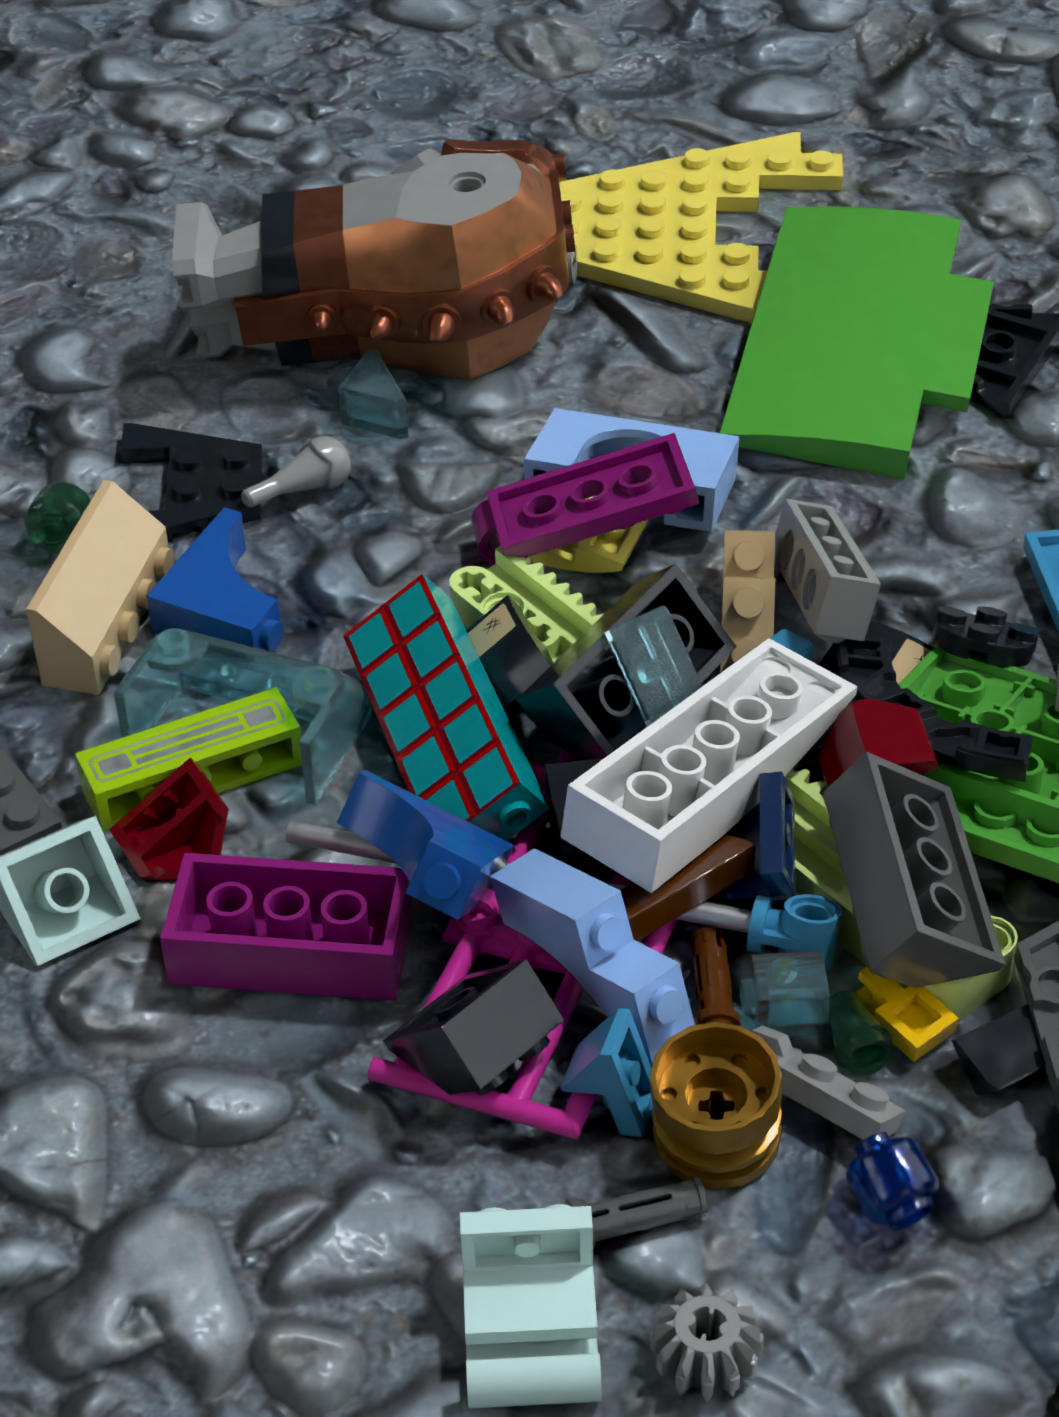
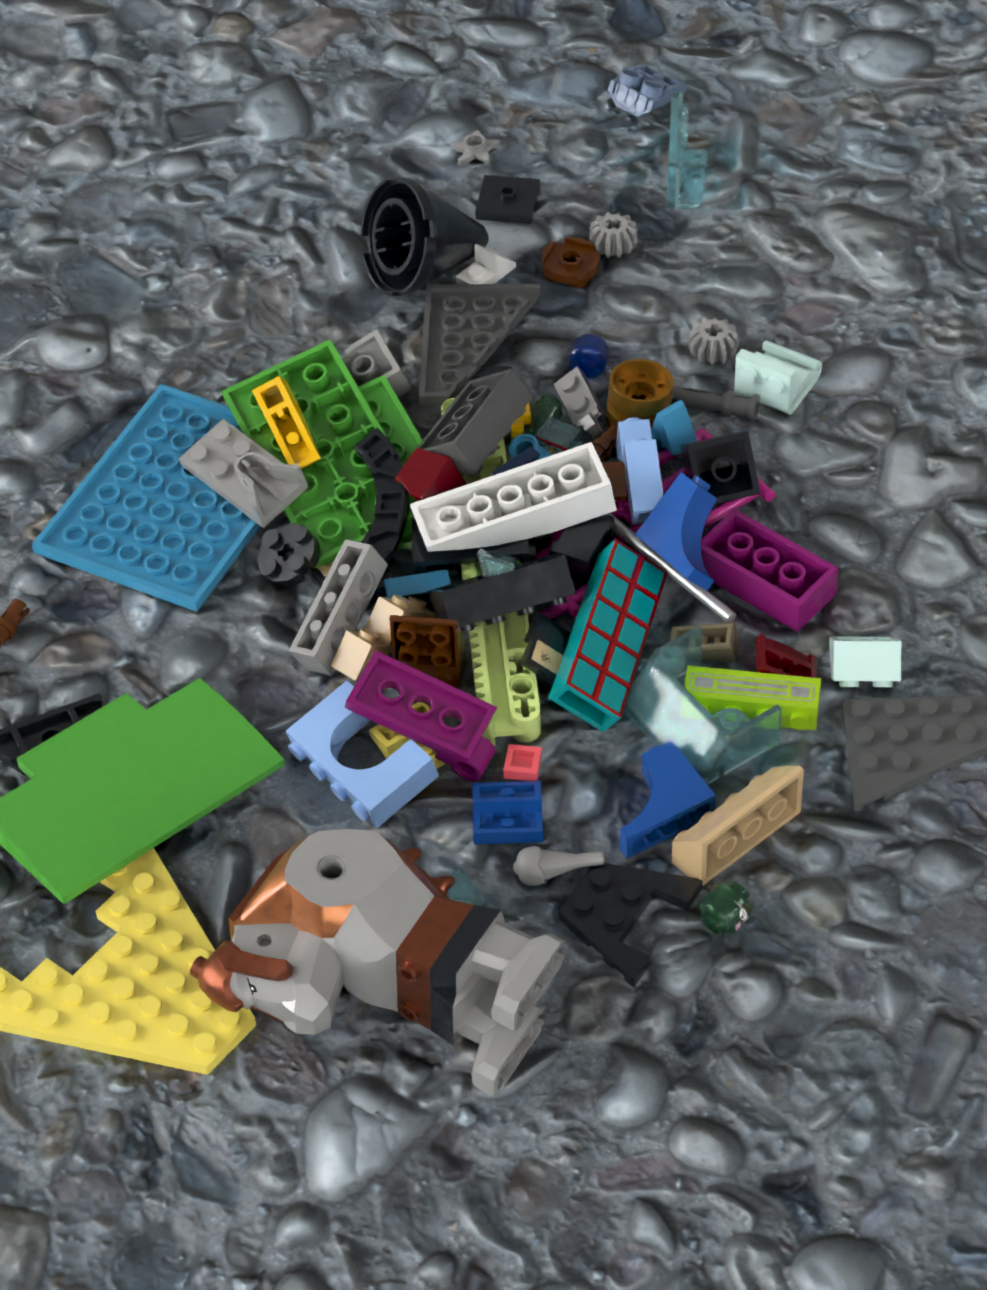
camera: 145 degrees left, 5 degrees up
(301, 806) = (725, 639): none -> dark tan slope
(408, 512) = (507, 812): none -> blue slope
(434, 557) = (522, 762): none -> coral plate
(656, 533) = (430, 646): none -> reddish brown slope

